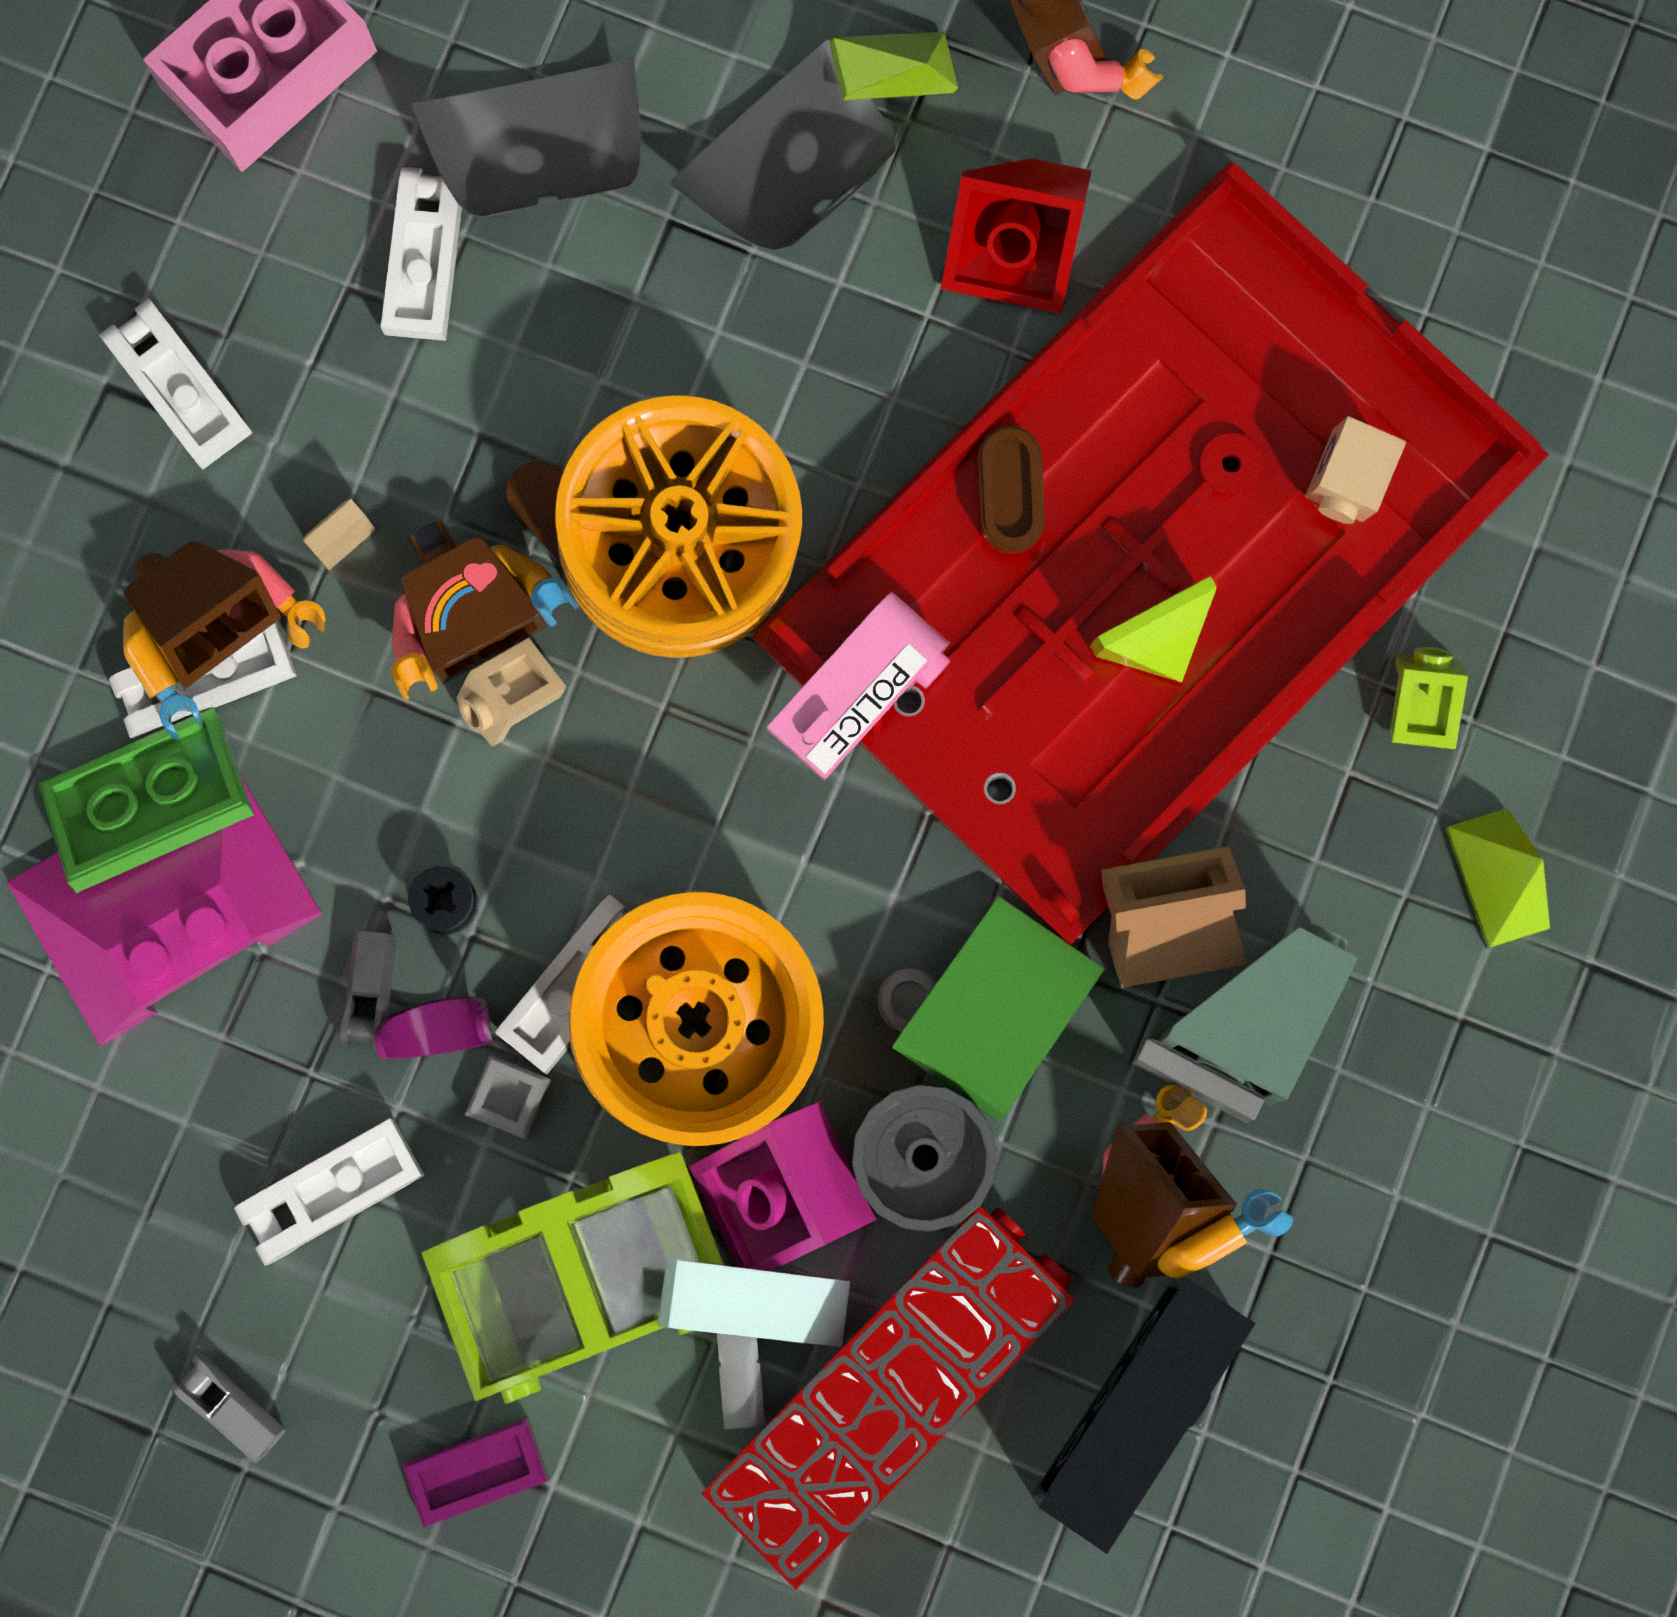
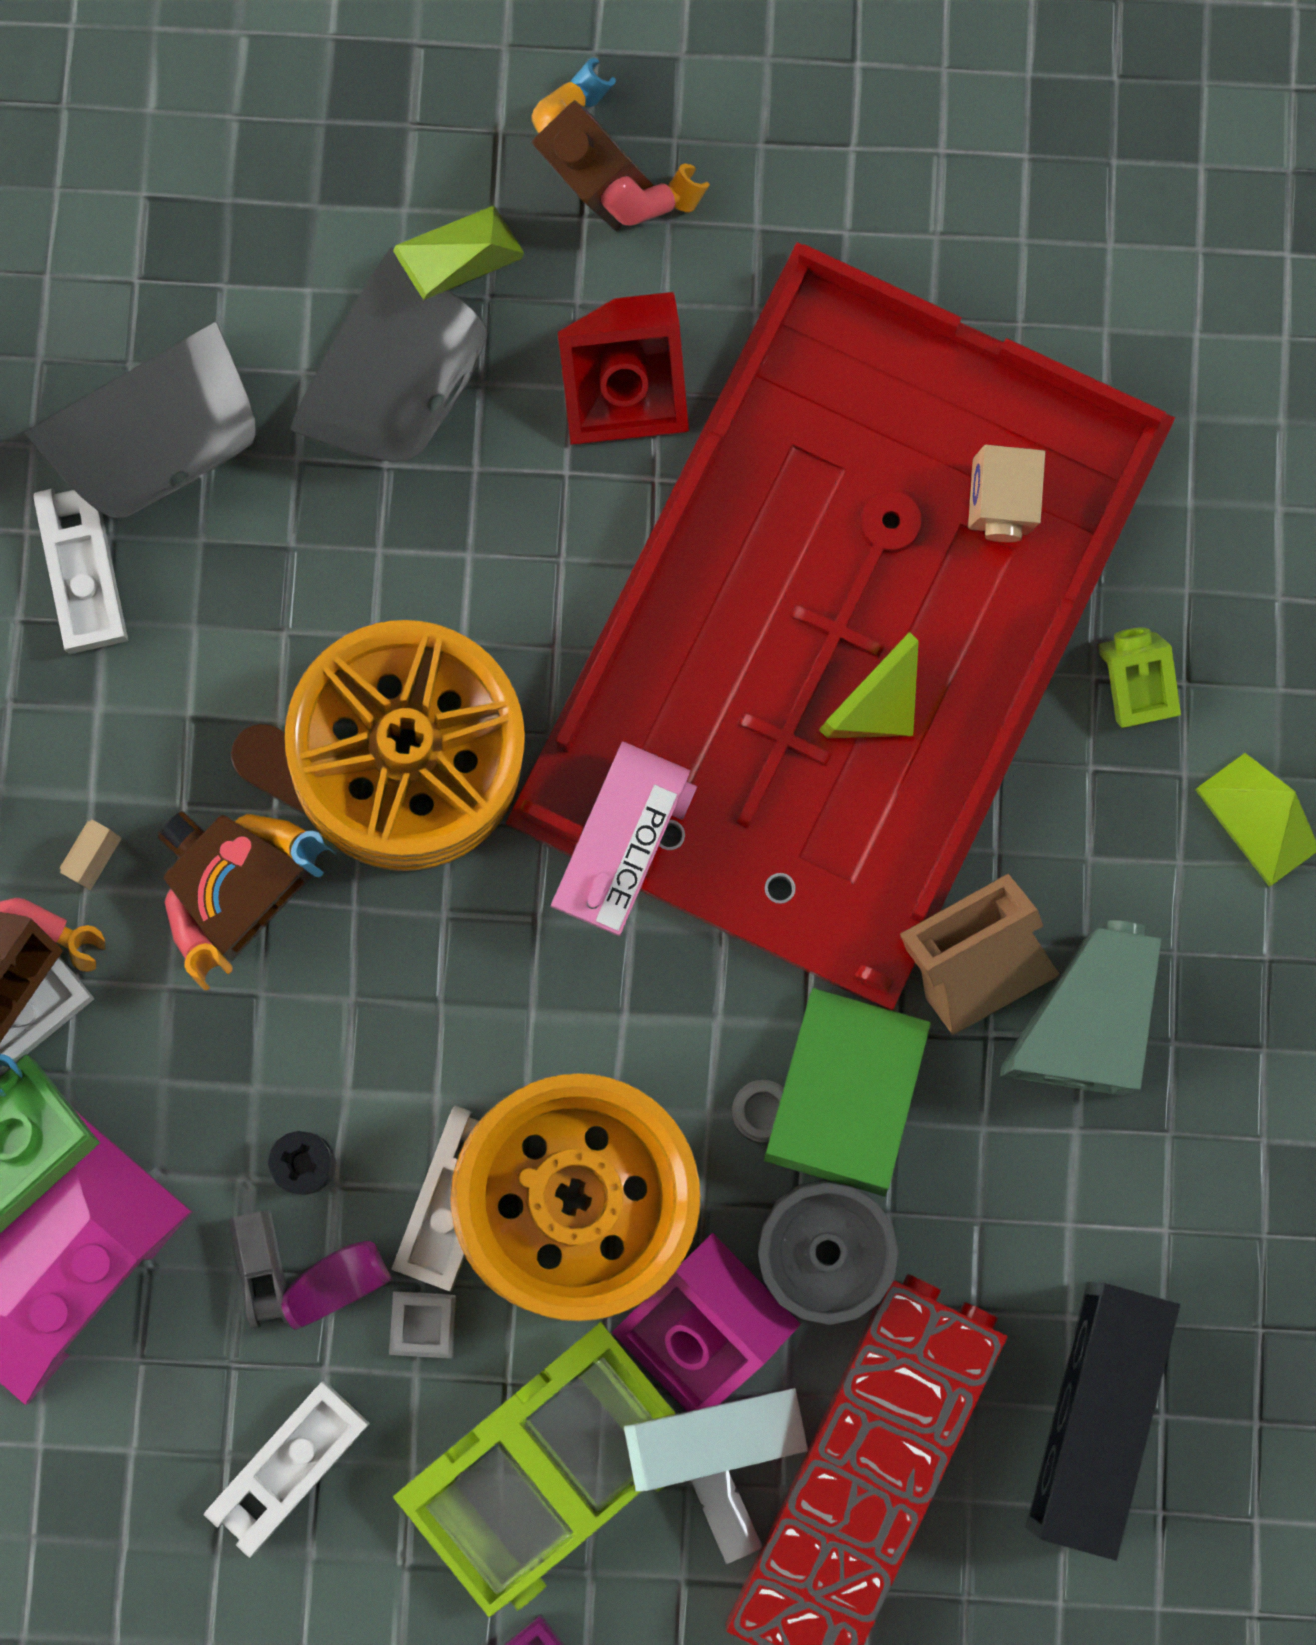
camera: 20 degrees left, 0 degrees up
(508, 691) = (296, 948): tan bracket -> none
(1010, 489) = (698, 610): reddish brown tile -> none
(1164, 1202) = (1059, 1220): reddish brown torso -> none
(1199, 1080) = (1051, 1096): light grey tile -> none

